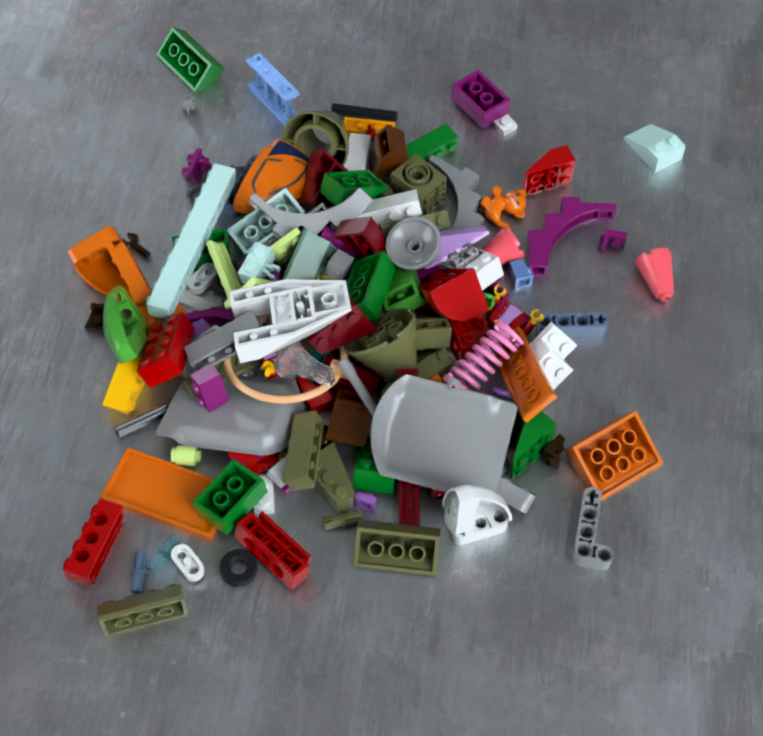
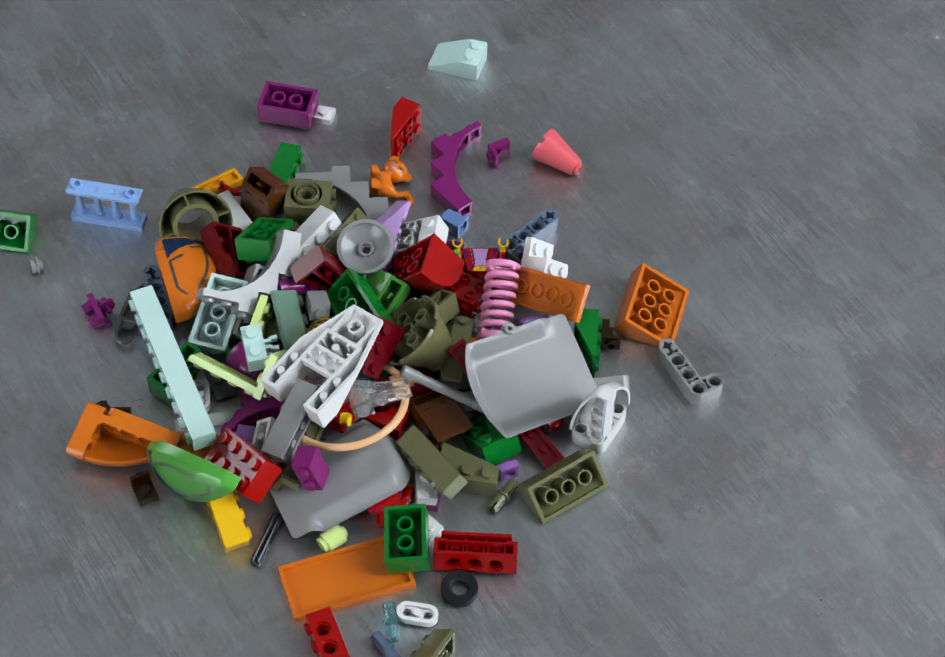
camera: 40 degrees left, 5 degrees down
(364, 112) = (197, 176): black axle -> none
(504, 246) = (424, 205): coral cone -> none

